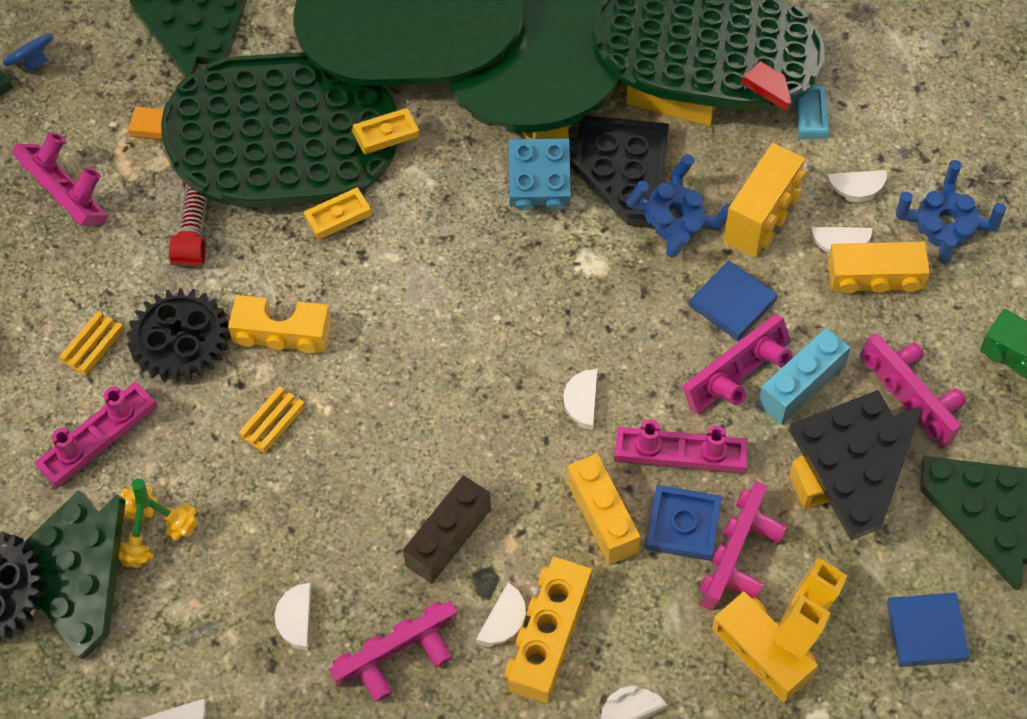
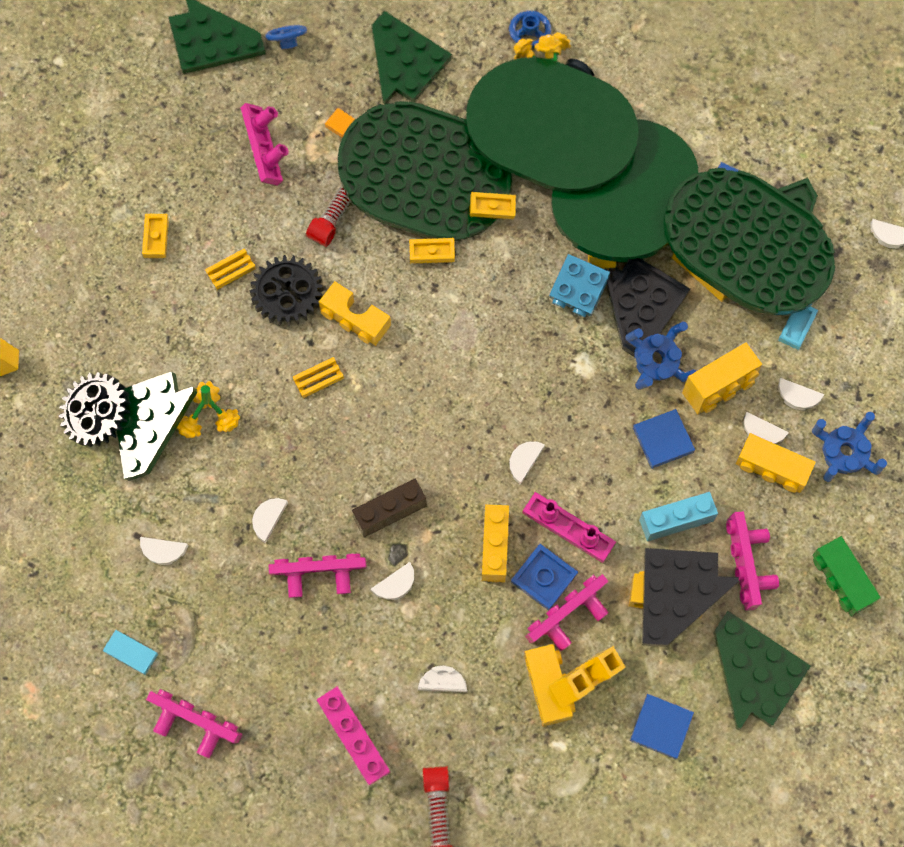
camera: 25 degrees right, 10 degrees up
(96, 434) = (203, 335): dark pink plate -> none
(539, 680) = (396, 635): yellow brick -> none
(725, 373) = (640, 485): dark pink plate -> none
(768, 84) = (769, 296): tile -> none

